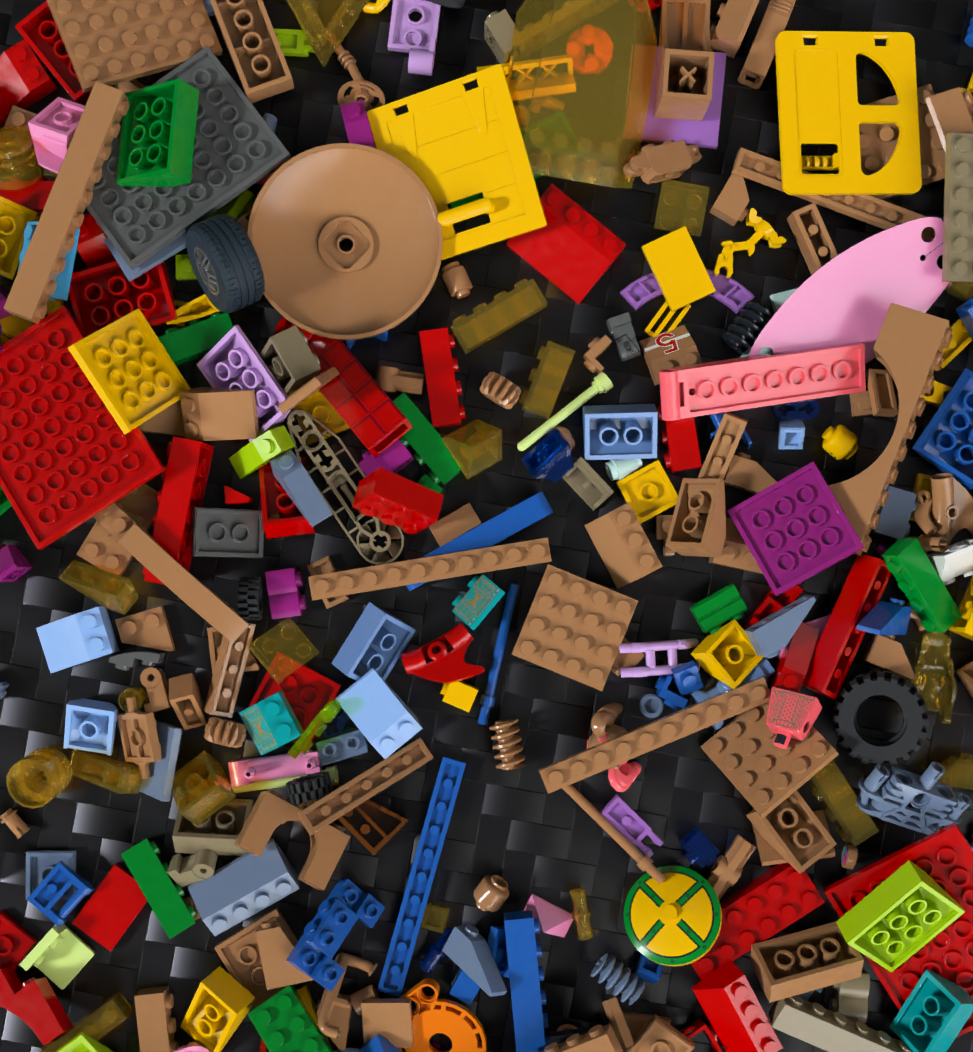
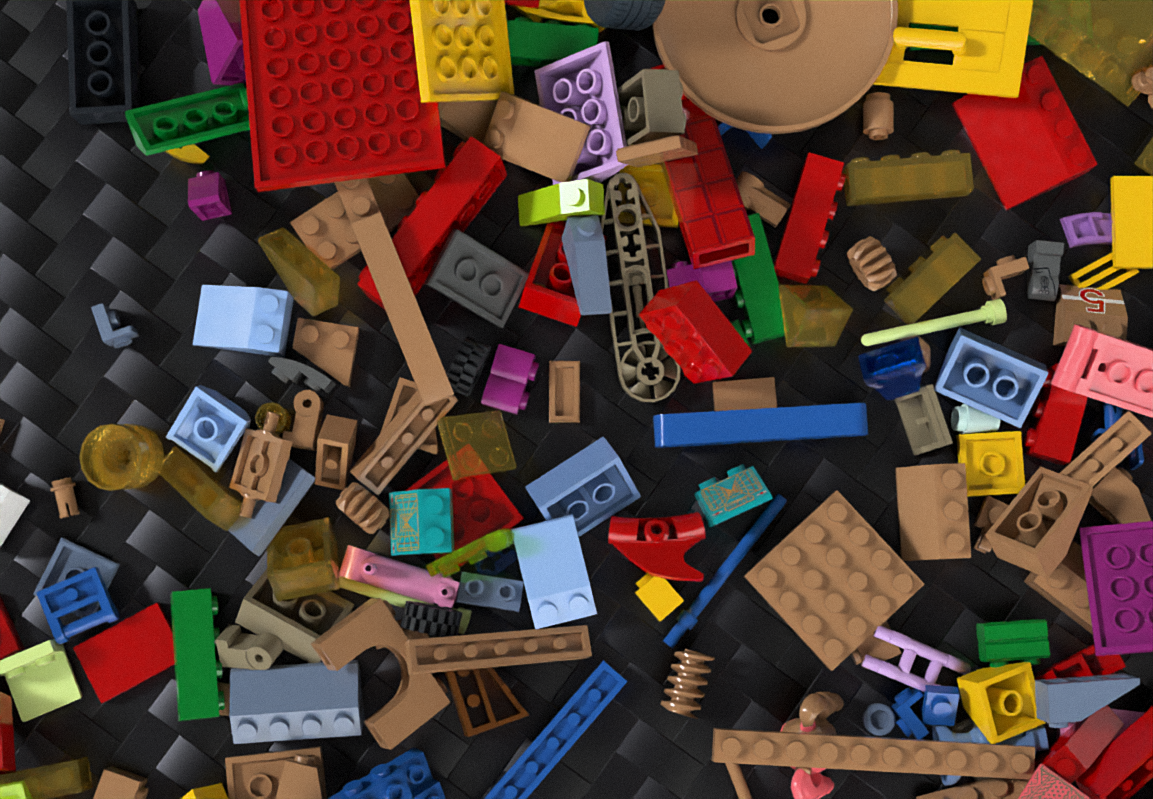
camera: 25 degrees right, 5 degrees down
(235, 497) = (506, 244): red slope -> none
(429, 569) = (695, 430): medium nougat plate -> none

